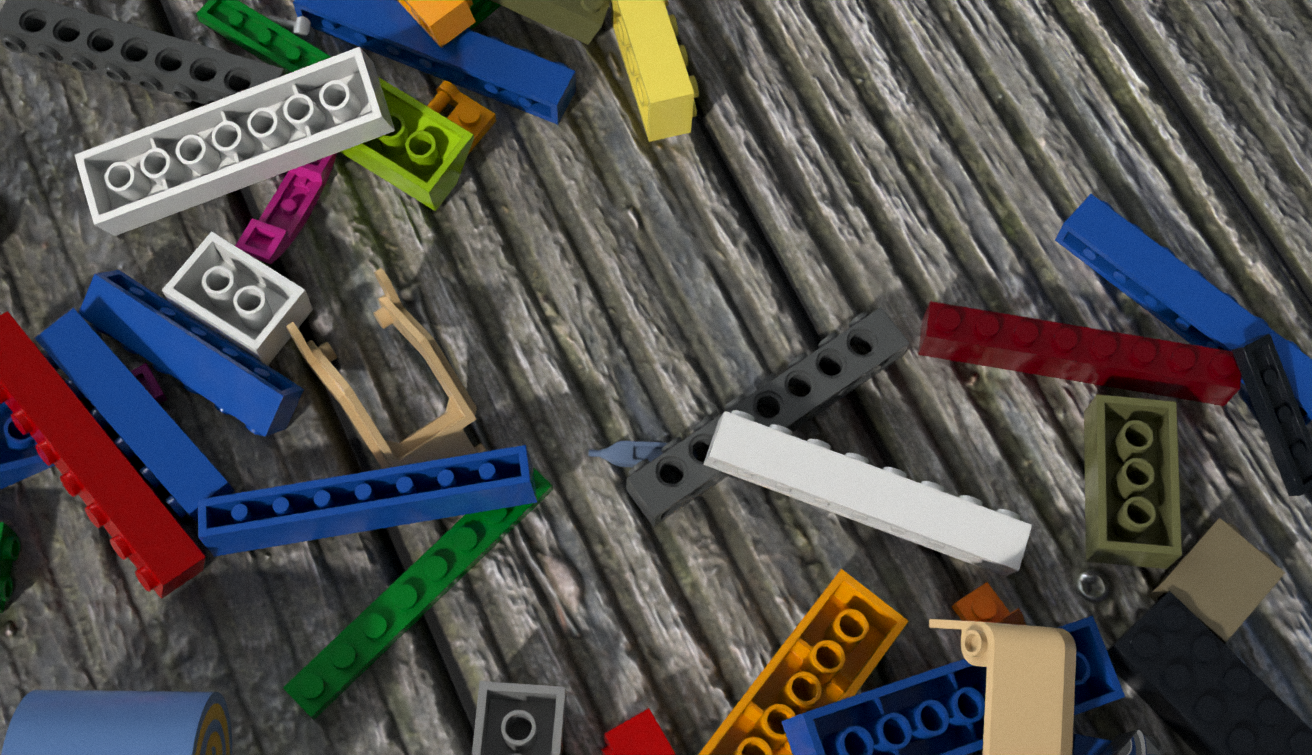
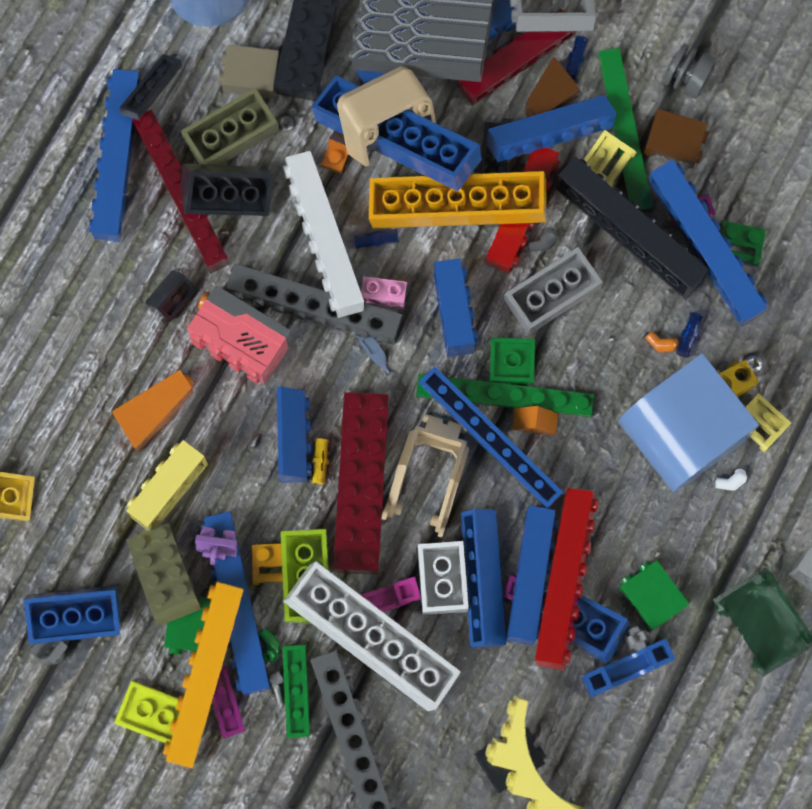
camera: 125 degrees left, 10 degrees up
(337, 44) = (272, 645): none -> green arm
(344, 598) = (535, 420): none -> orange slope
(462, 296) = (361, 483): none -> dark red brick
(462, 634) = (512, 360): none -> green plate
(511, 62) = (216, 547): none -> medium lavender hips
(553, 282) = (320, 461): none -> yellow pin
(598, 248) = (292, 435): none -> blue slope
(605, 598) = (453, 307): none -> blue brick
(711, 521) = (384, 292): none -> bright pink brick
(775, 112) = (153, 408): none -> orange slope
(796, 277) = (239, 335): none -> coral piece
(807, 578) = (376, 238): none -> clear blue pin
(923, 244) = (171, 295): none -> black panel
(1036, 403) = (226, 189): none -> black slope

